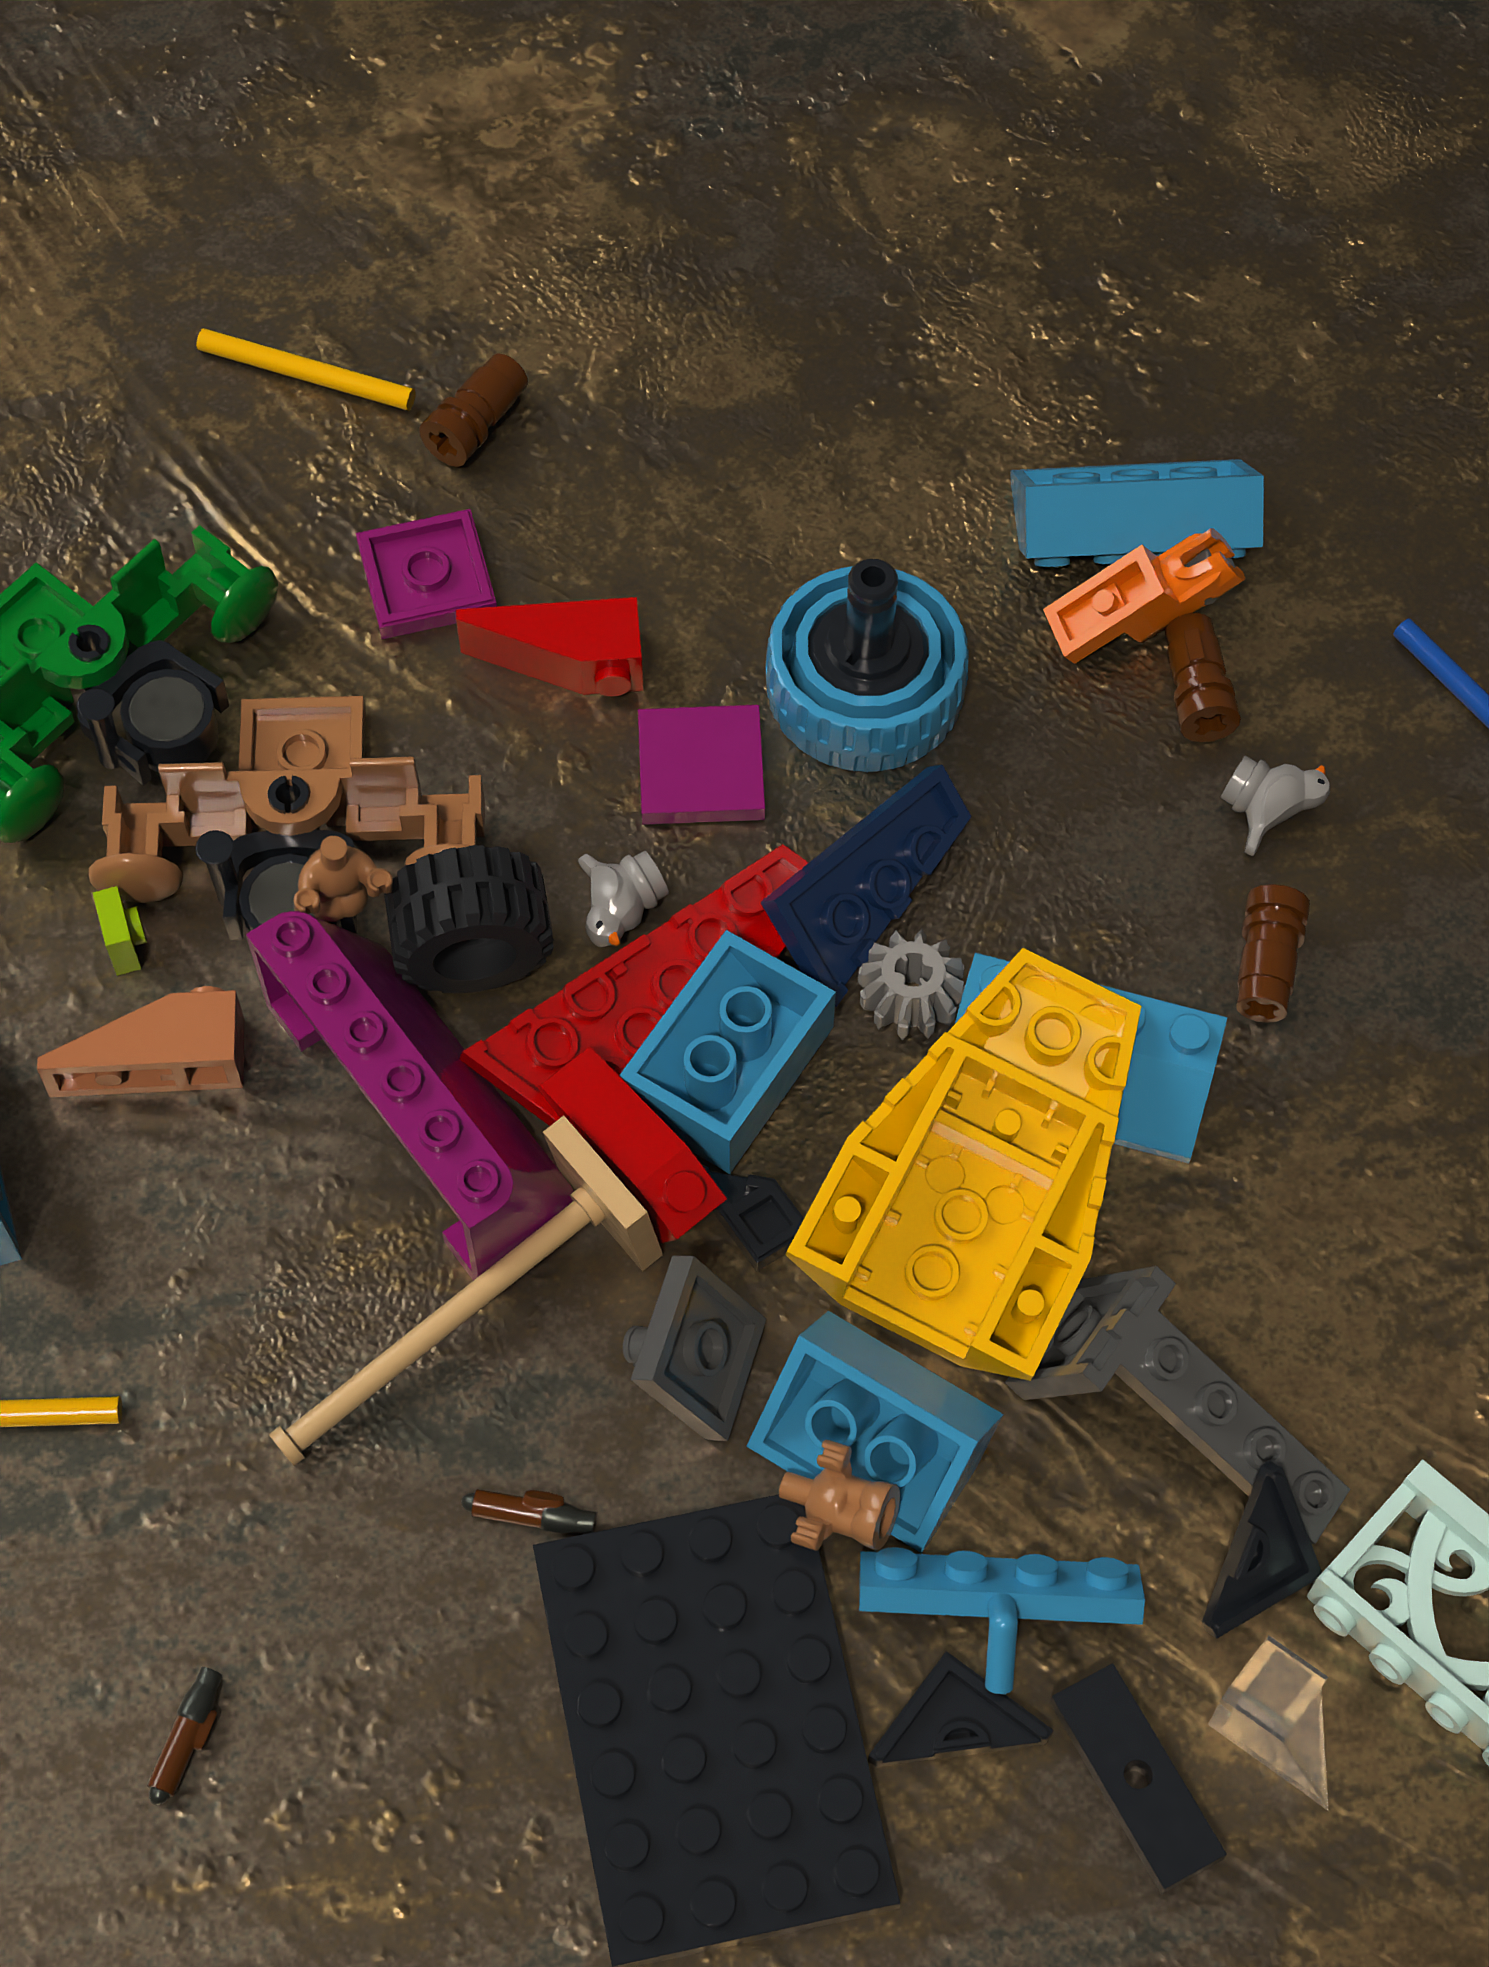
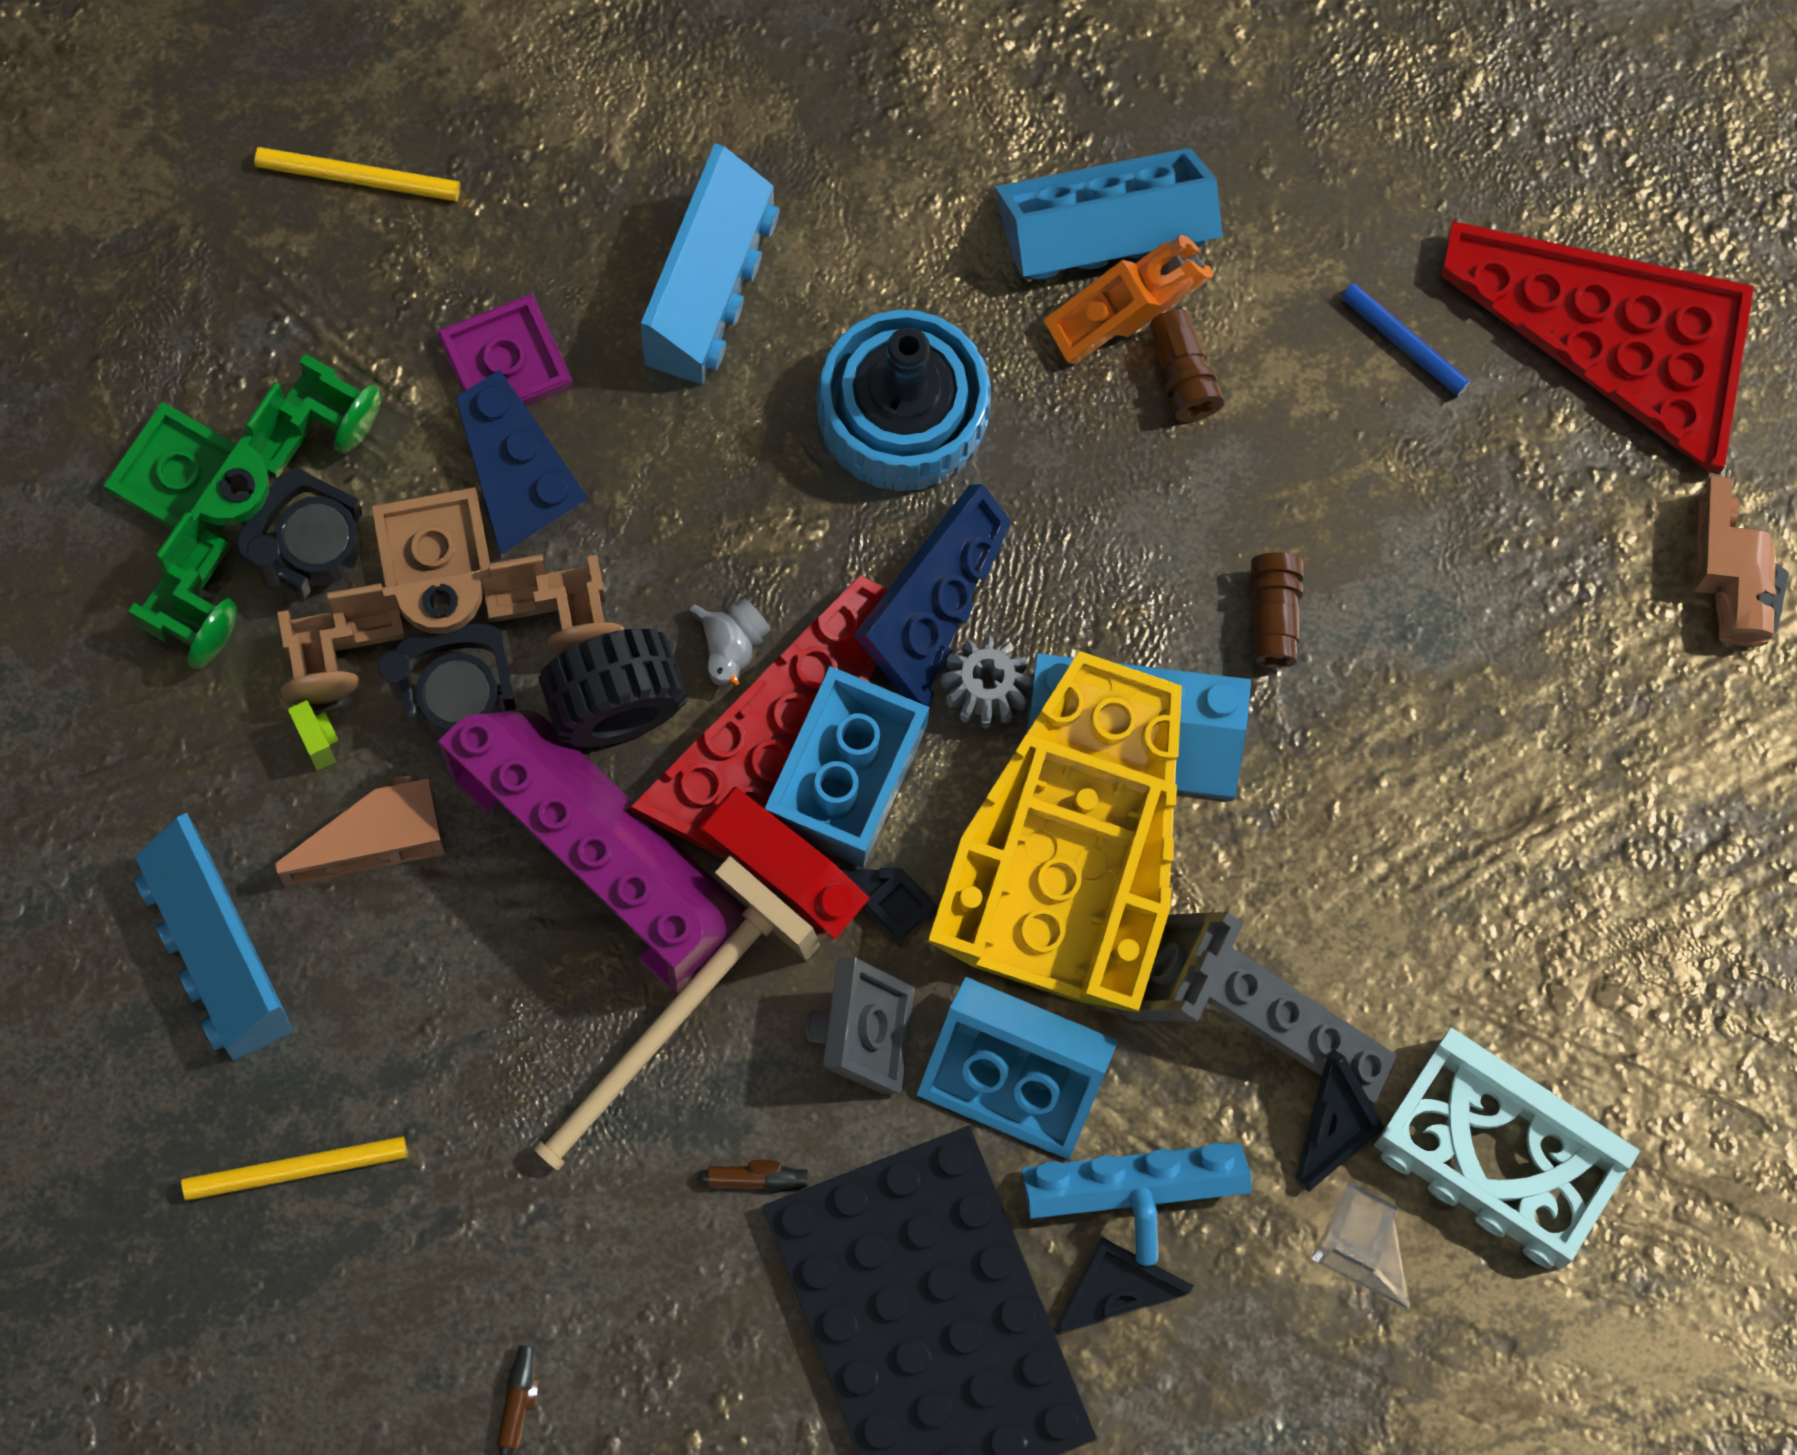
camera: 15 degrees left, 10 degrees up
(338, 881) = (500, 678): medium nougat piece -> none
(413, 678) = (516, 465): none -> dark blue wing
(463, 421) = (520, 191): reddish brown axle -> none
(566, 644) = (645, 413): red slope -> none
(669, 497) = (708, 268): none -> dark azure slope
(701, 764) = (775, 506): magenta tile -> none
(841, 1502) = (1001, 1134): medium nougat piece -> none
(1117, 1738) = (1287, 1340): black tile -> none
(1273, 795) = (1259, 466): light grey animal -> none

